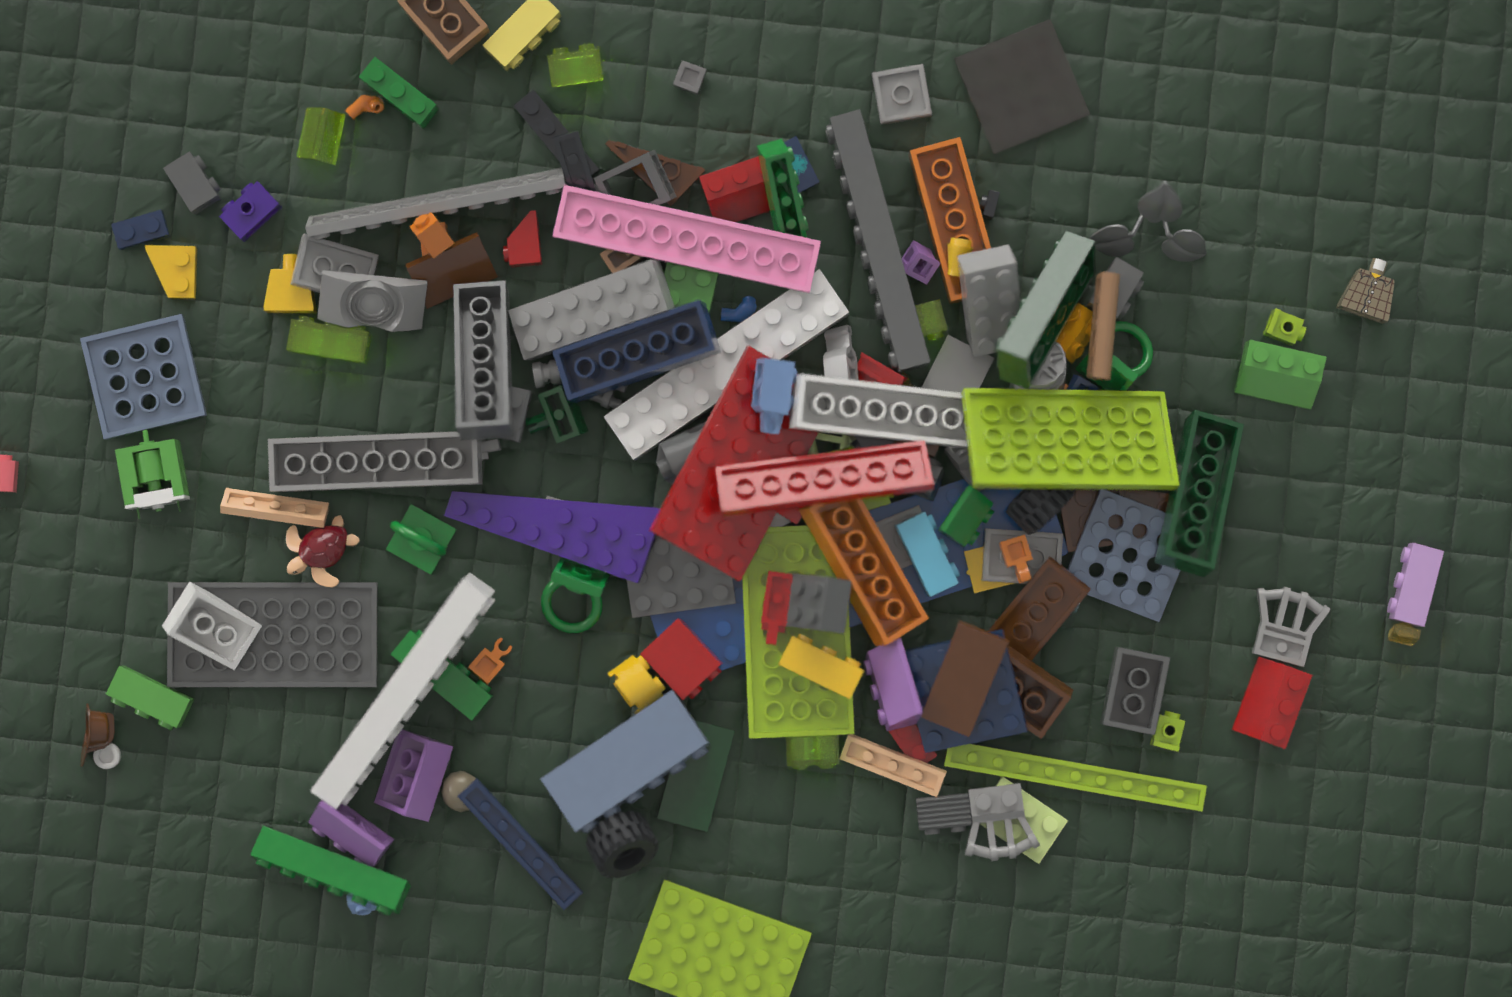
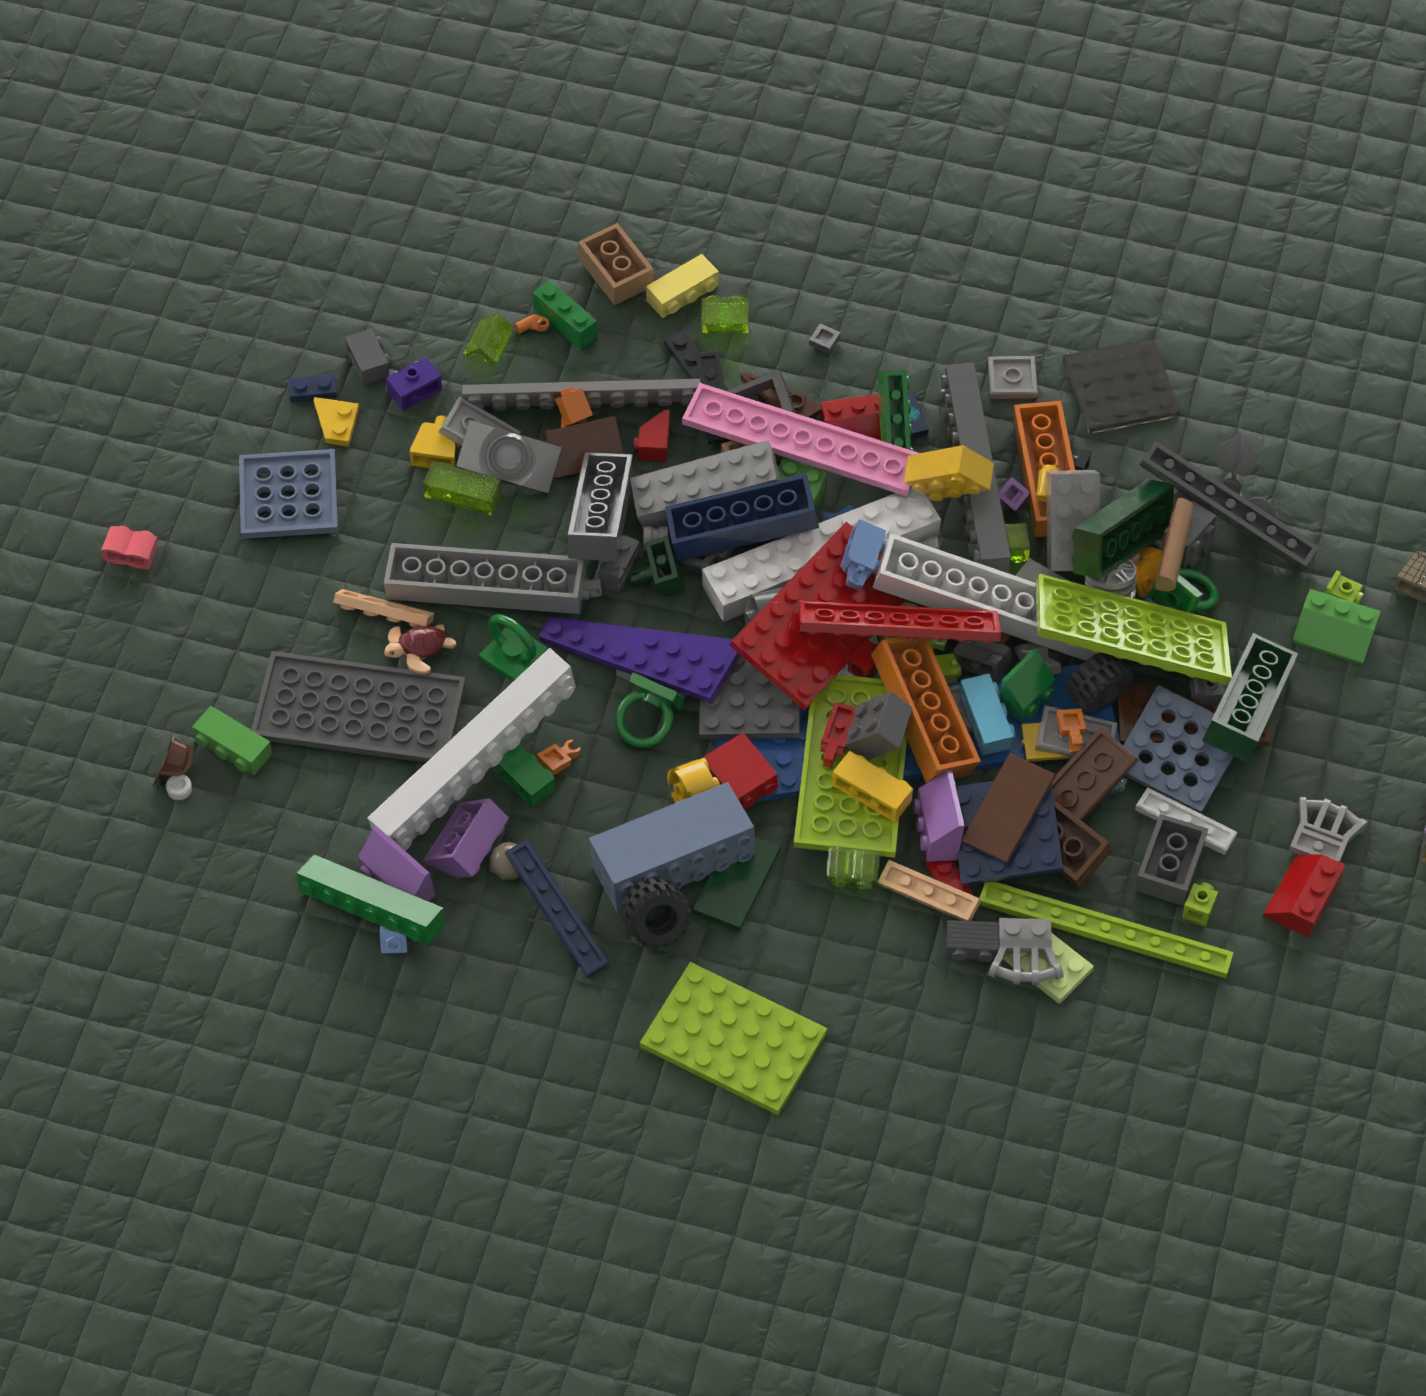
camera: 10 degrees right, 30 degrees down
(150, 465) = (278, 566): bright green piece -> none
(211, 626) = (304, 684): white slope -> none
(852, 273) = (948, 473): none -> yellow brick
(1144, 632) = (1153, 803): none -> white tile
(1154, 253) = (1229, 506): none -> dark grey brick

